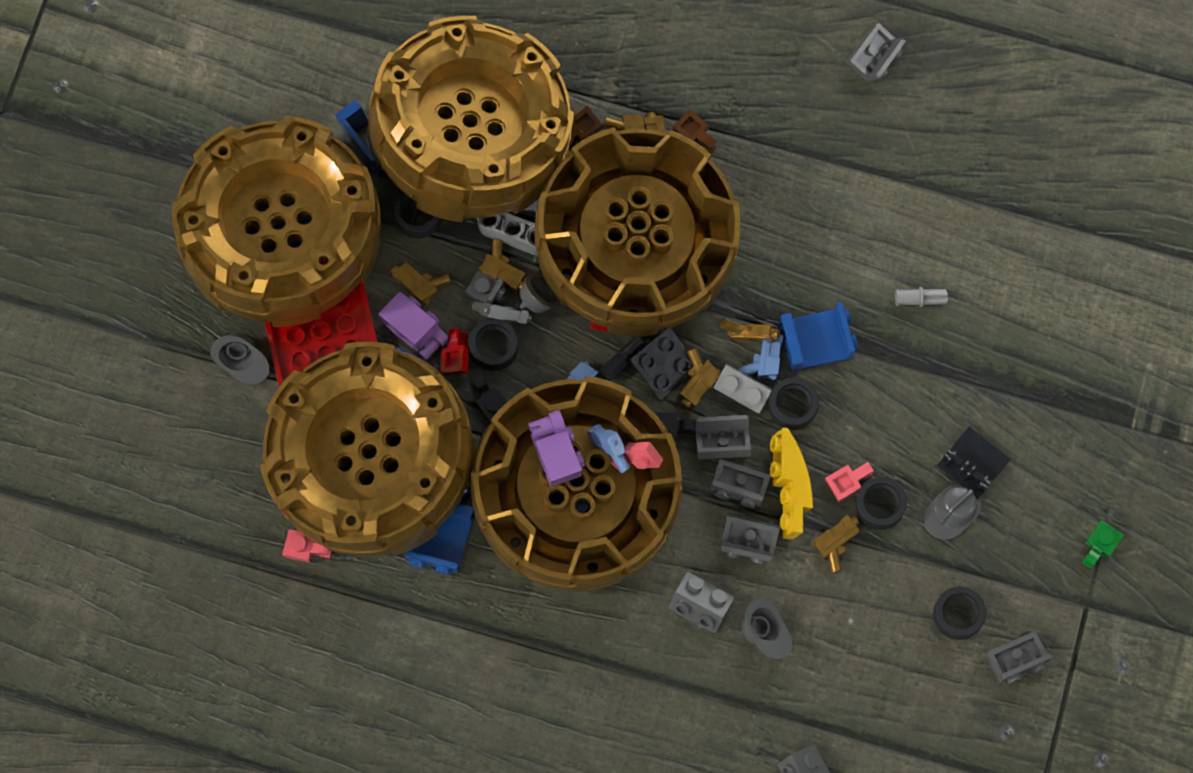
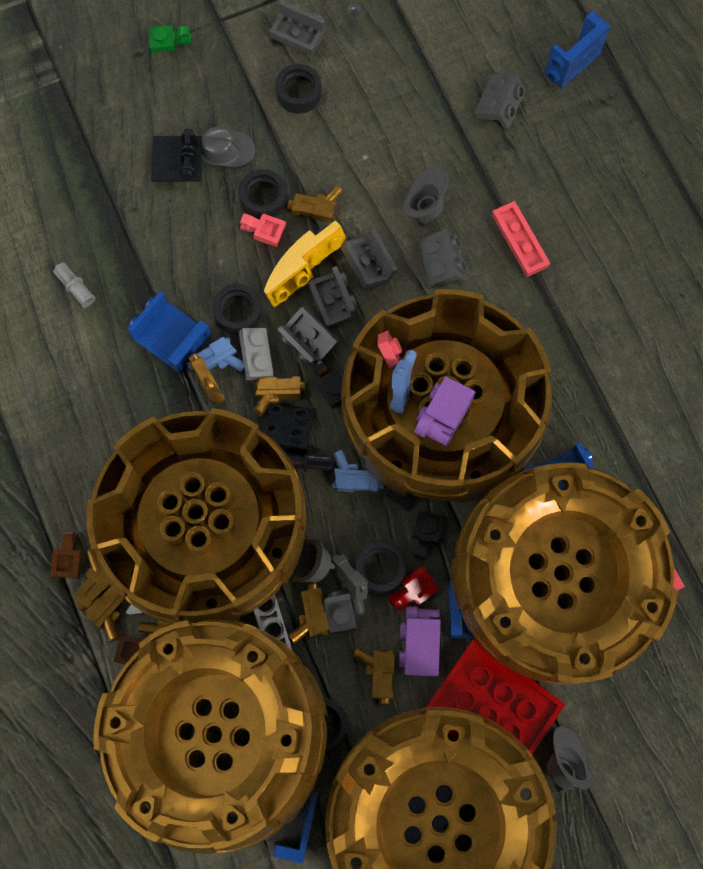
camera: 130 degrees left, 0 degrees up
(666, 680) = (520, 239): none -> coral plate

